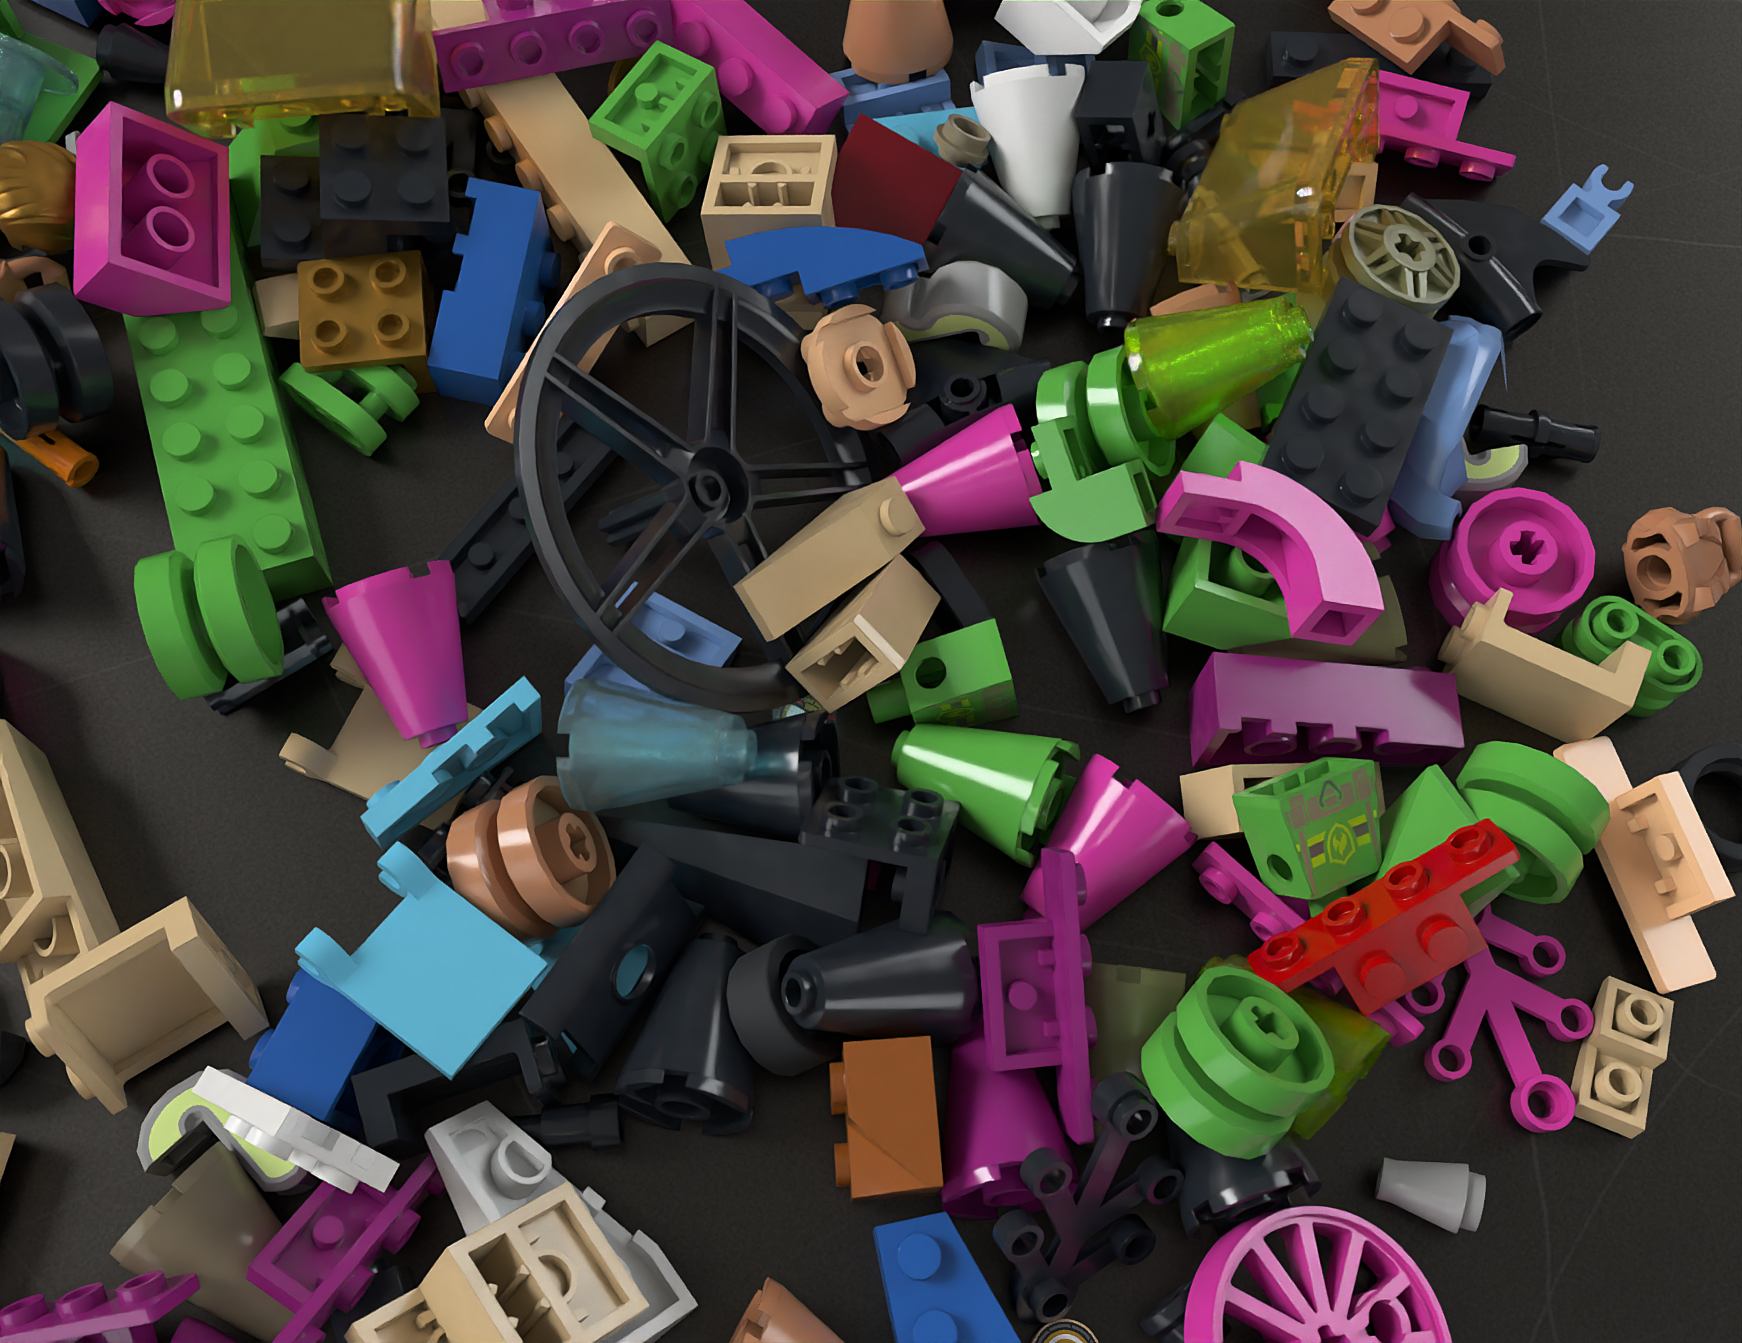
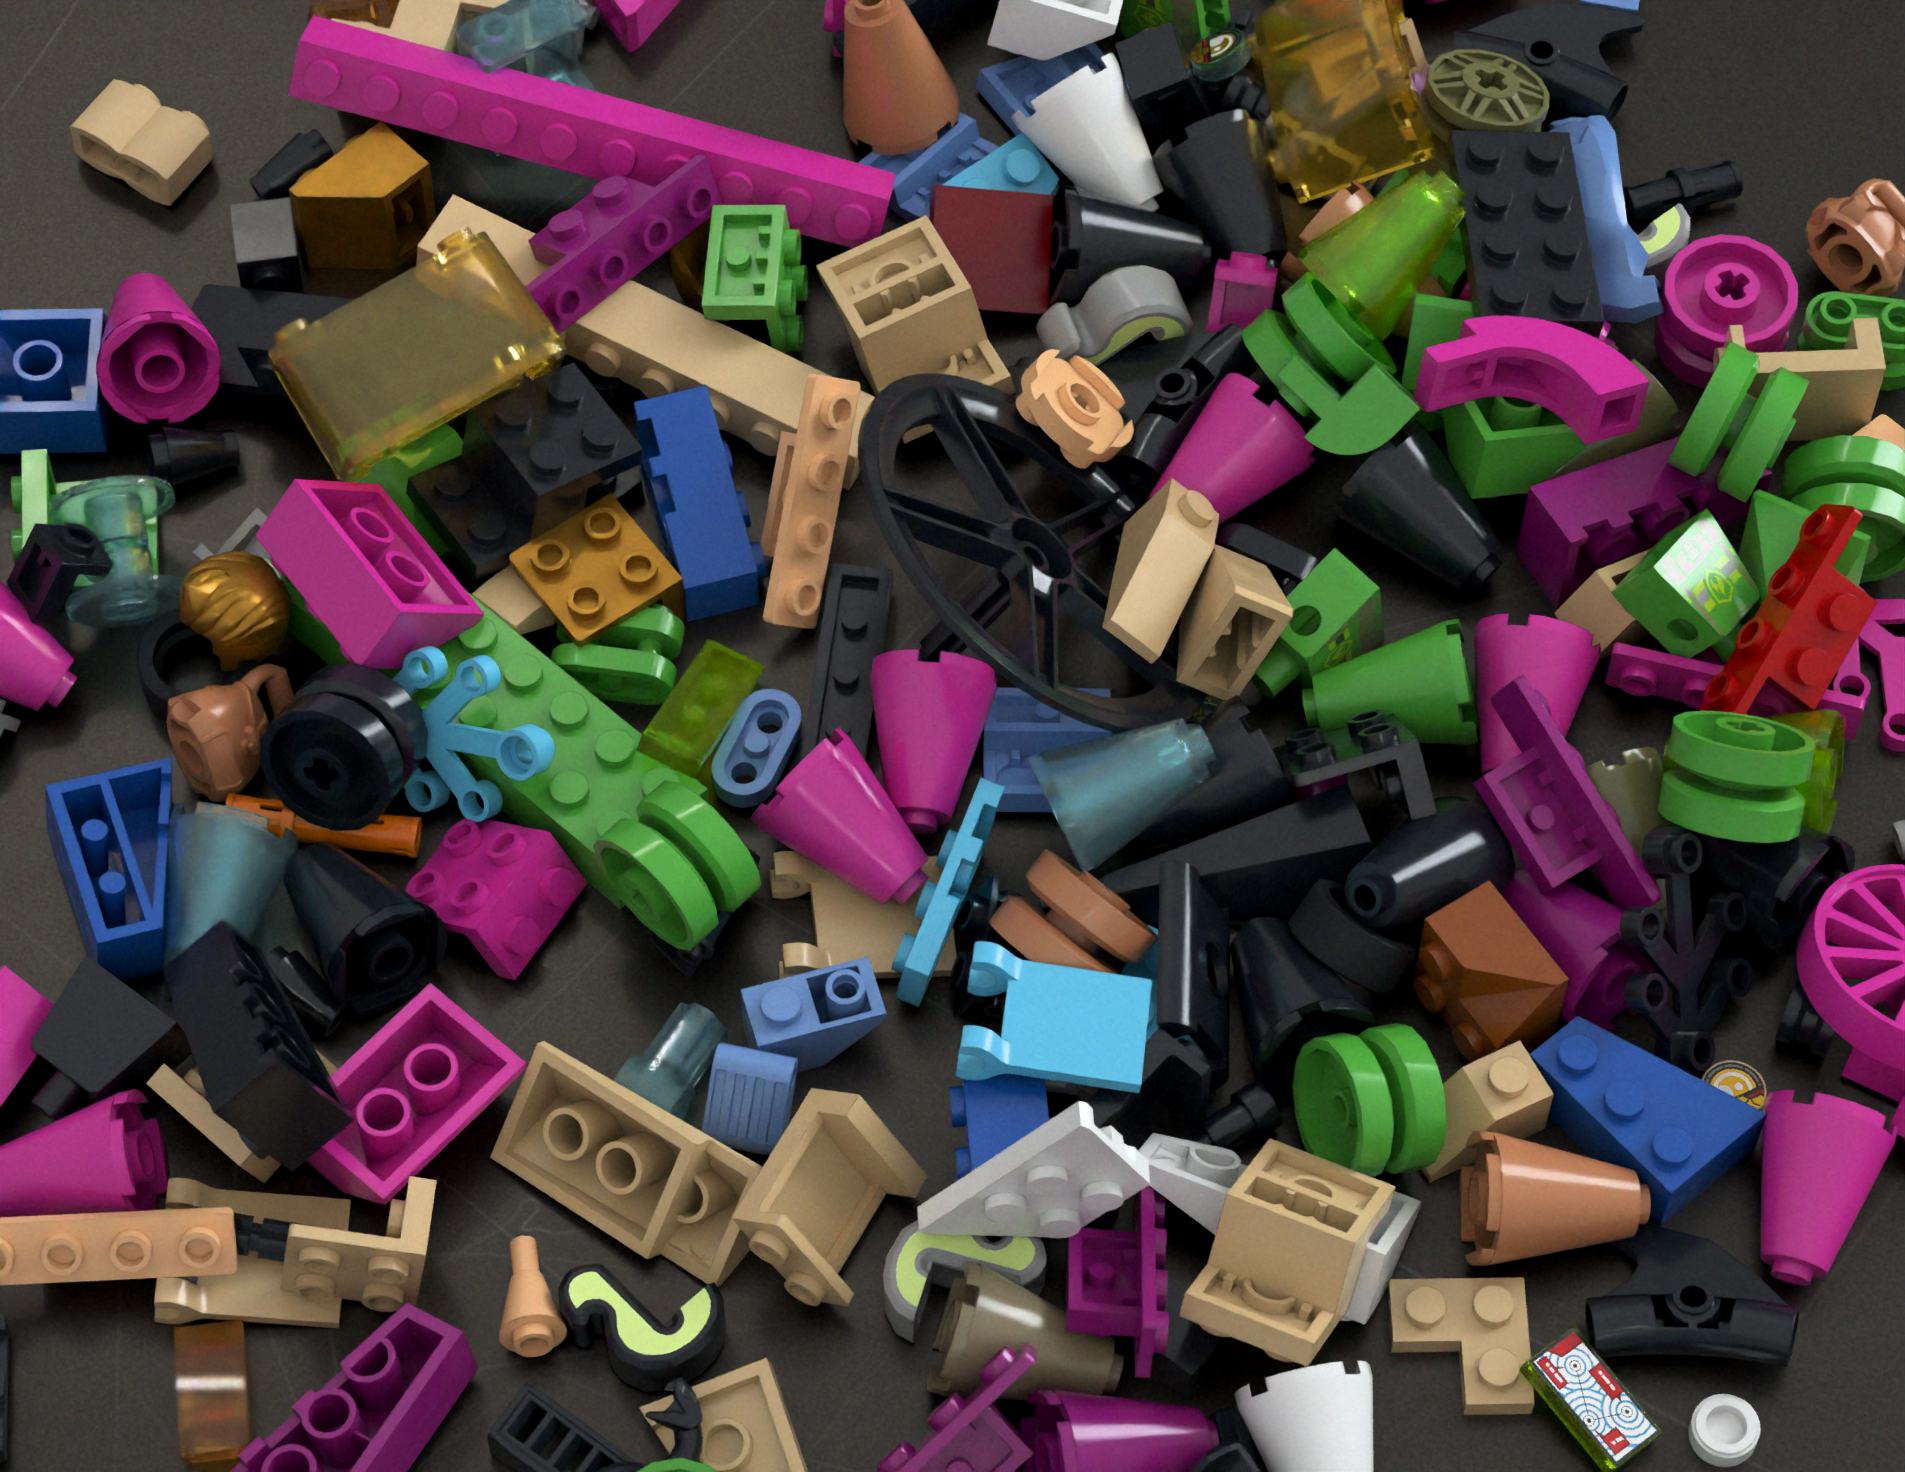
camera: 25 degrees left, 10 degrees down
(88, 552) = (499, 889): none -> dark pink bracket
(109, 804) = (675, 1059): none -> clear light blue piece
(134, 421) = (446, 737): none -> medium azure plant
(164, 859) = (749, 1098): none -> medium blue piece
(264, 811) = (813, 1012): none -> medium blue slope
(366, 479) = (700, 708): none -> clear neon green tile
(404, 532) = (756, 753): none -> medium blue plate
(527, 620) = (928, 730): none -> dark pink cone
(691, 1194) = (1371, 1100): none -> bright green wheel
(802, 1243) = (1492, 1094): none -> tan slope
(825, 260) = (1000, 327): blue slope -> none
(962, 141) = (1037, 169): dark tan plate -> none
(1079, 332) = (1241, 290): none -> dark pink bracket
(1190, 119) = (1221, 54): none -> tile
(1457, 699) = (1740, 423): none -> bright green wheel

